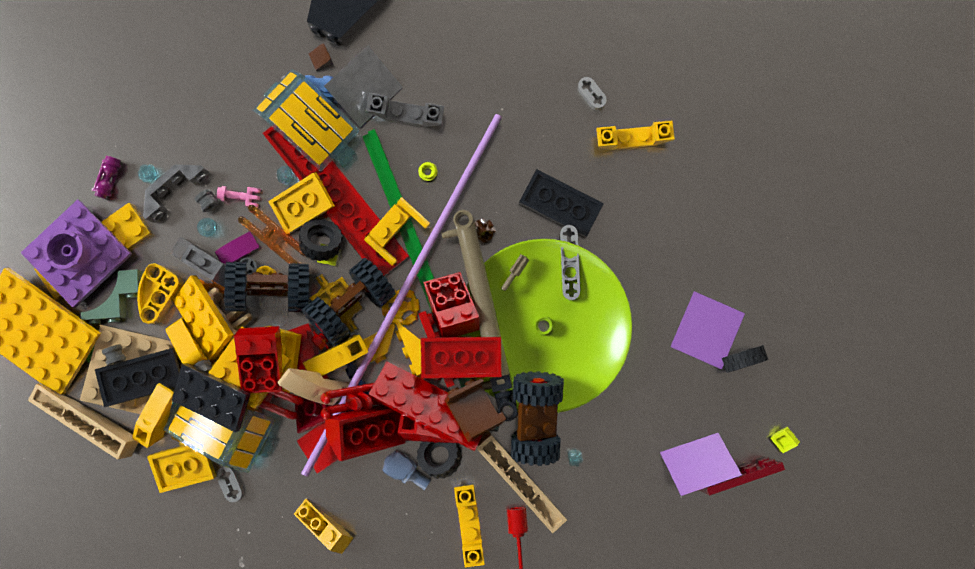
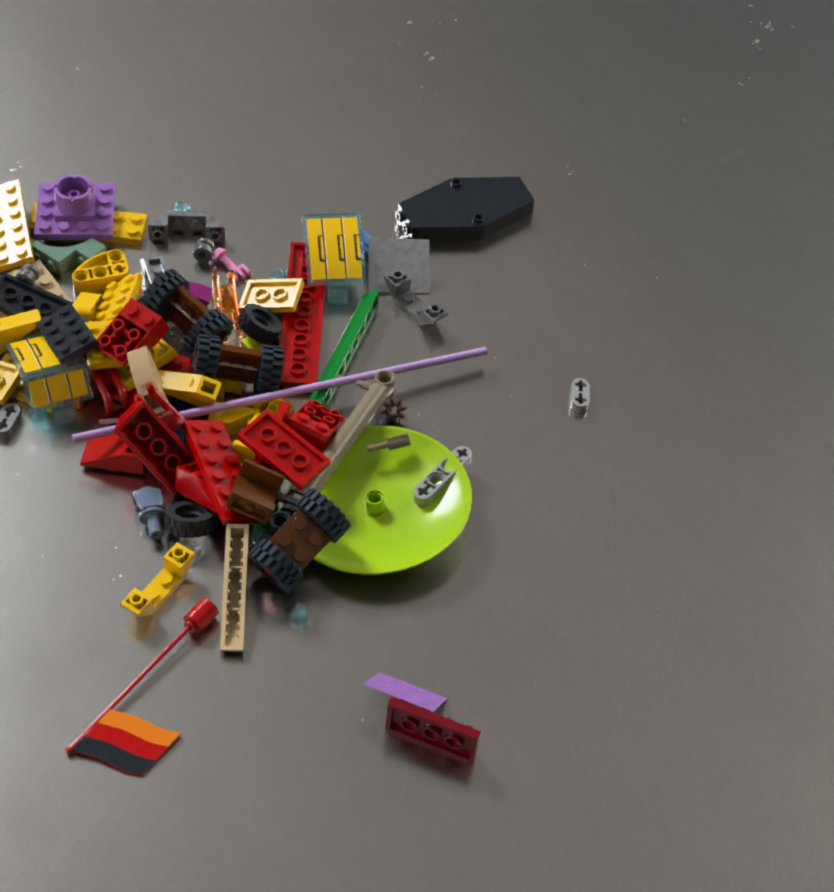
camera: 35 degrees right, 35 degrees down
(109, 169) = (158, 187): magenta piece -> none
(201, 227) = (184, 265): clear light blue plate -> none
(320, 57) = (387, 231): reddish brown slope -> none
(323, 527) = (41, 500): yellow slope -> none
(390, 225) = (322, 351): yellow plate -> none
(427, 165) = (391, 349): neon yellow plate -> none
(561, 202) = (475, 430): black plate -> none
(635, 137) = (581, 443): yellow slope -> none
(707, 330) = (516, 618): medium lavender sticker -> none
(745, 359) = (530, 636): black tyre -> none
(785, 440) = (504, 743): neon yellow plate -> none

